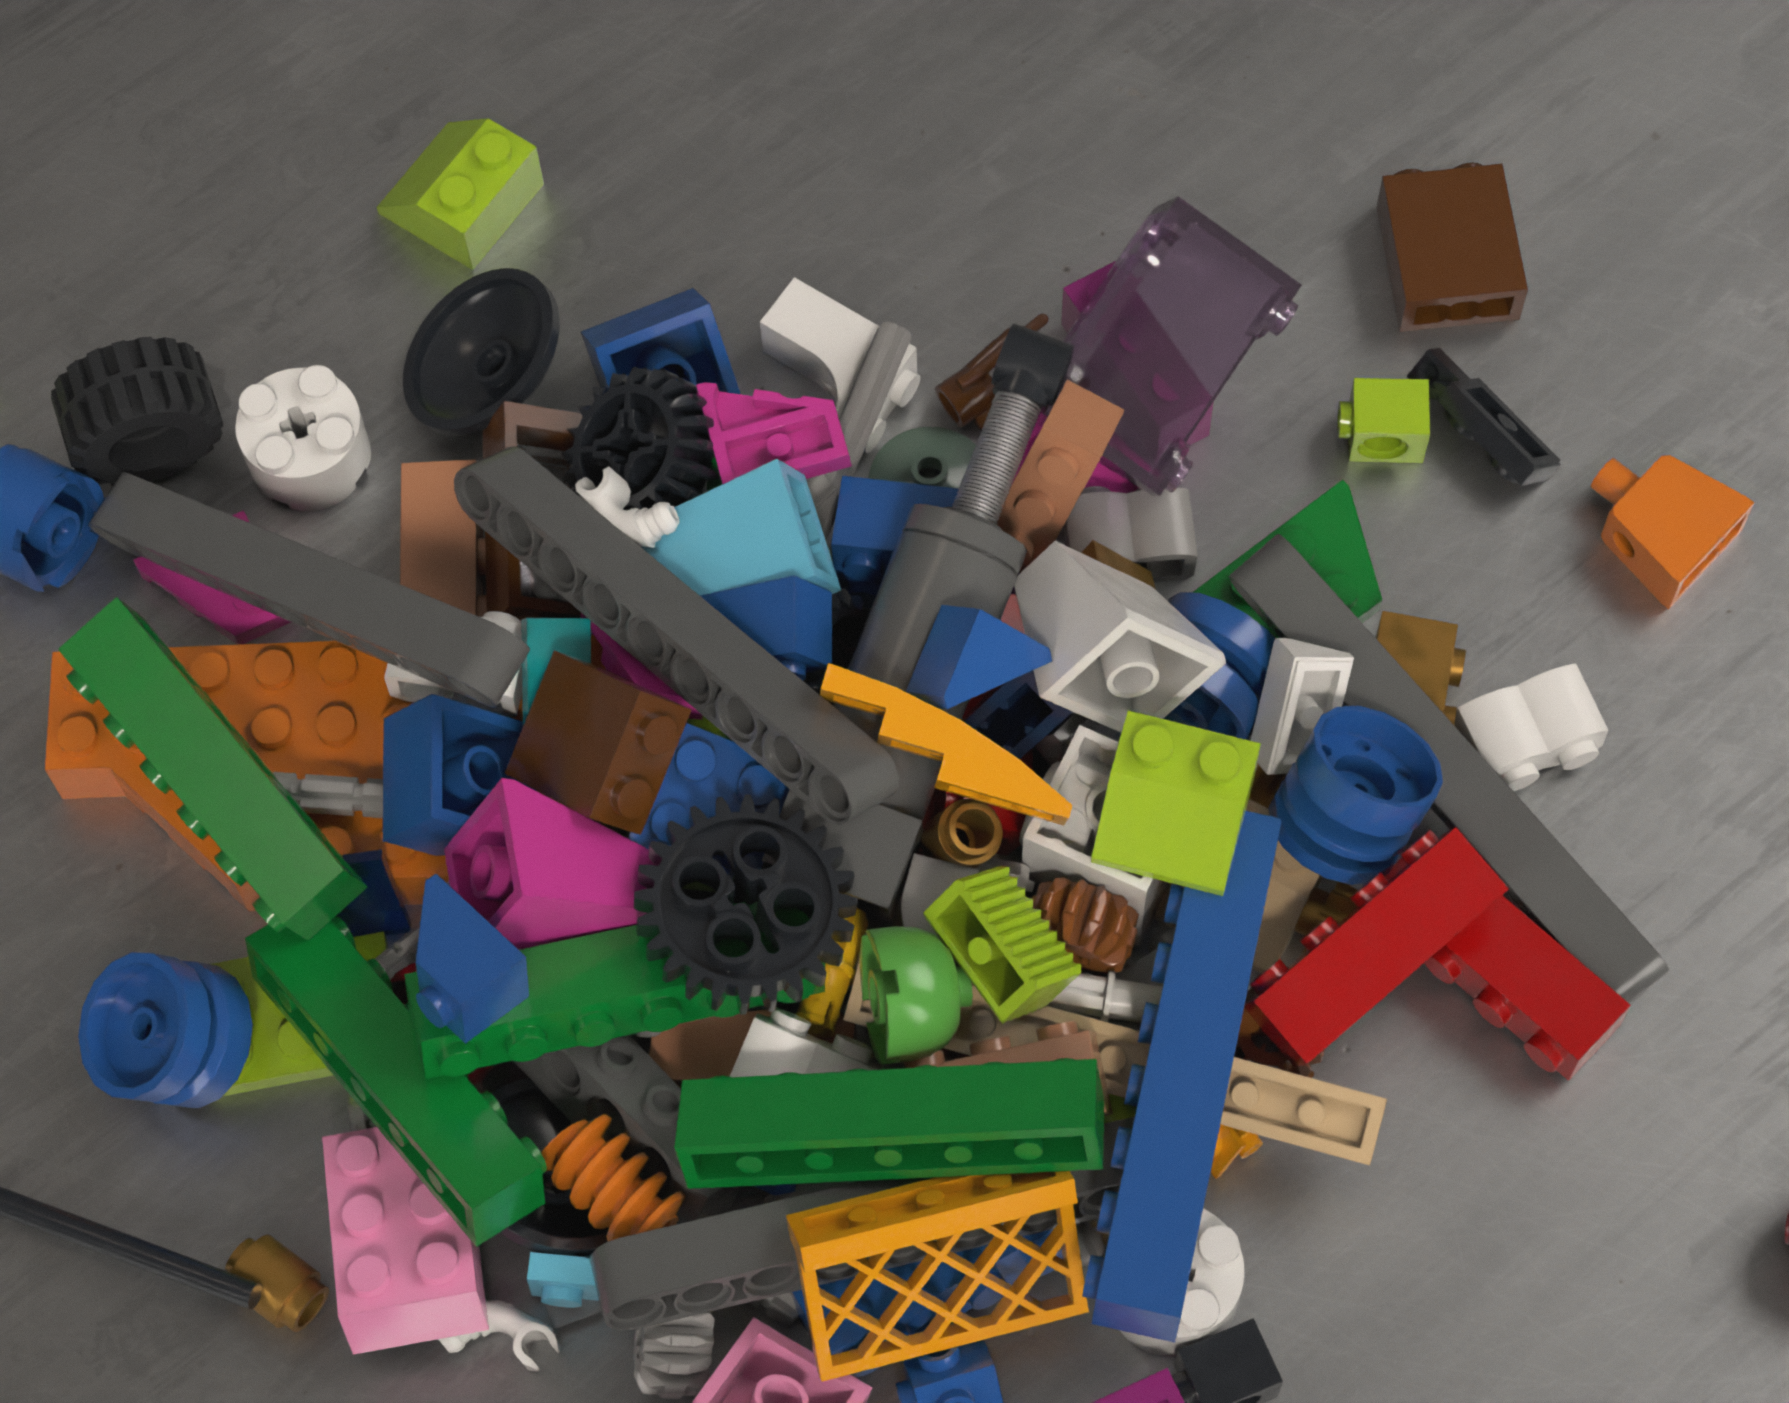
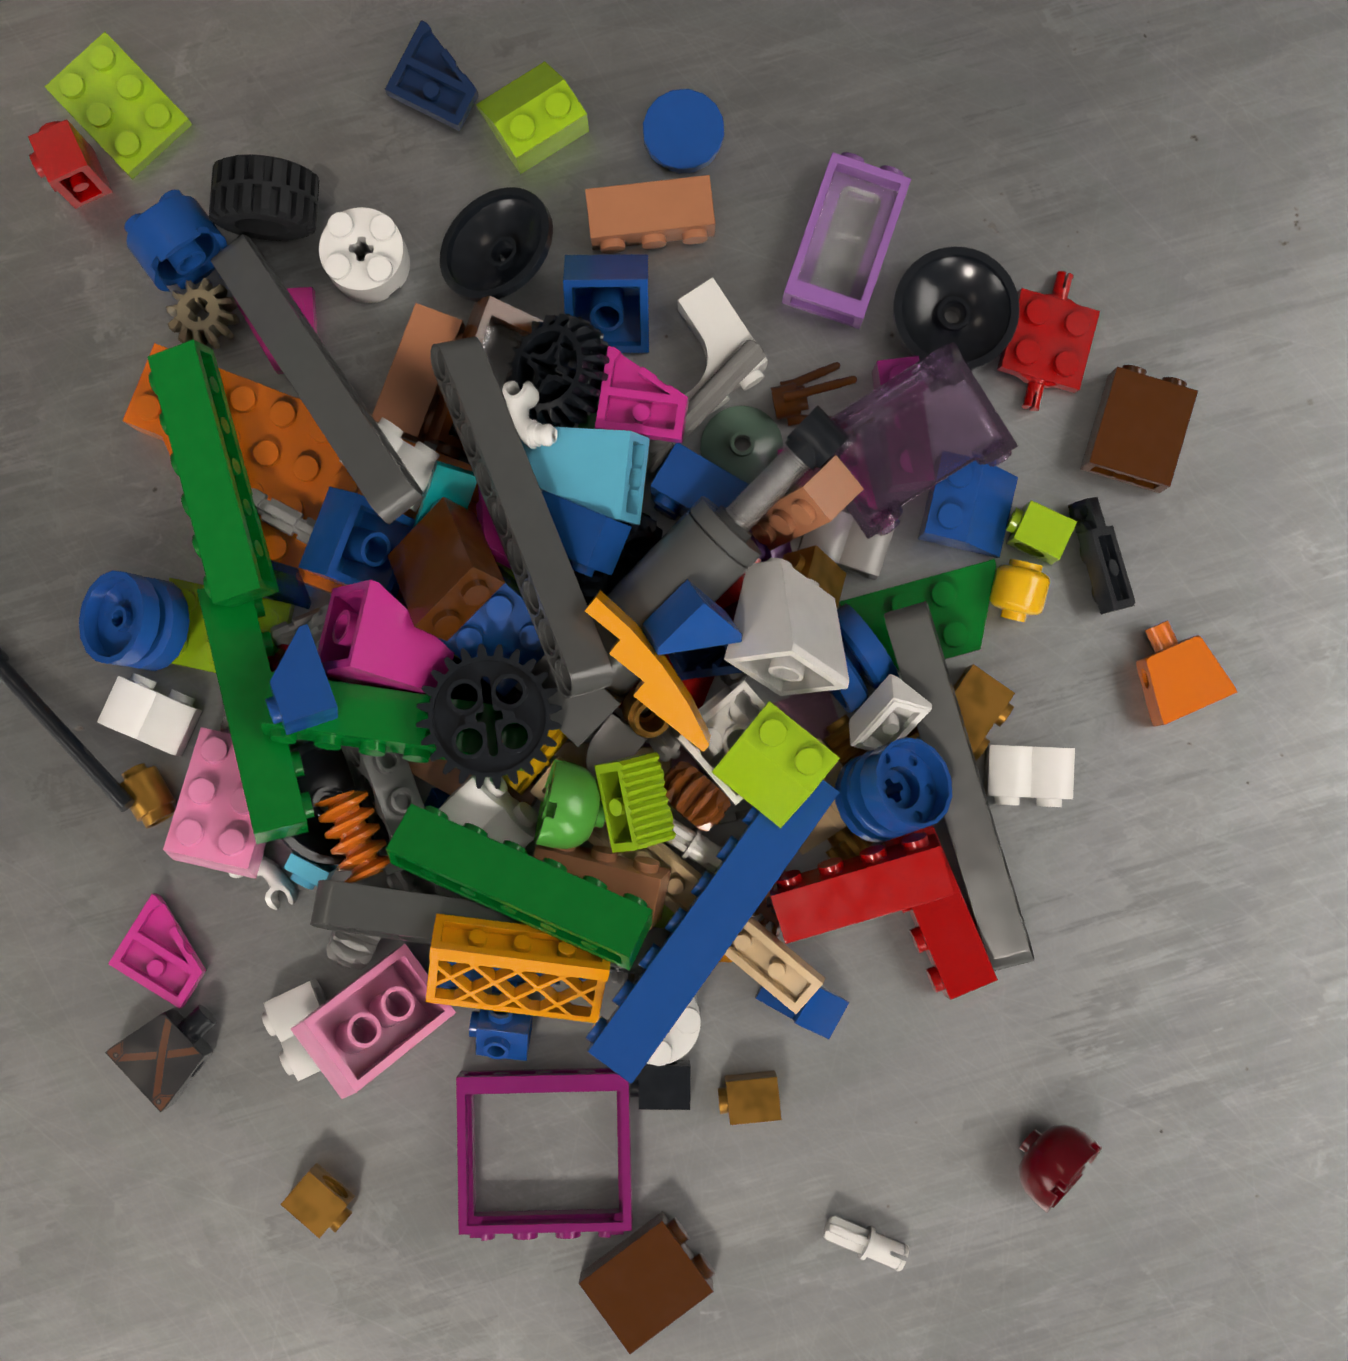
camera: 20 degrees right, 20 degrees up
(94, 584) = (211, 301): none -> dark tan gear
(235, 1167) = (150, 715): none -> white brick
(307, 200) = (432, 80): none -> dark blue wing
(671, 133) = (683, 131): none -> blue tile
(673, 240) = (650, 214): none -> nougat brick
(951, 175) = (846, 239): none -> piece
(1128, 166) = (962, 283): none -> black dish
(1275, 430) = (970, 509): none -> blue slope
(1277, 190) = (1049, 341): none -> red plate
(1363, 1337) = (750, 1098): none -> pearl gold brick
(1396, 500) = (1019, 589): none -> yellow head
(1396, 1181) = (817, 1015): none -> blue slope

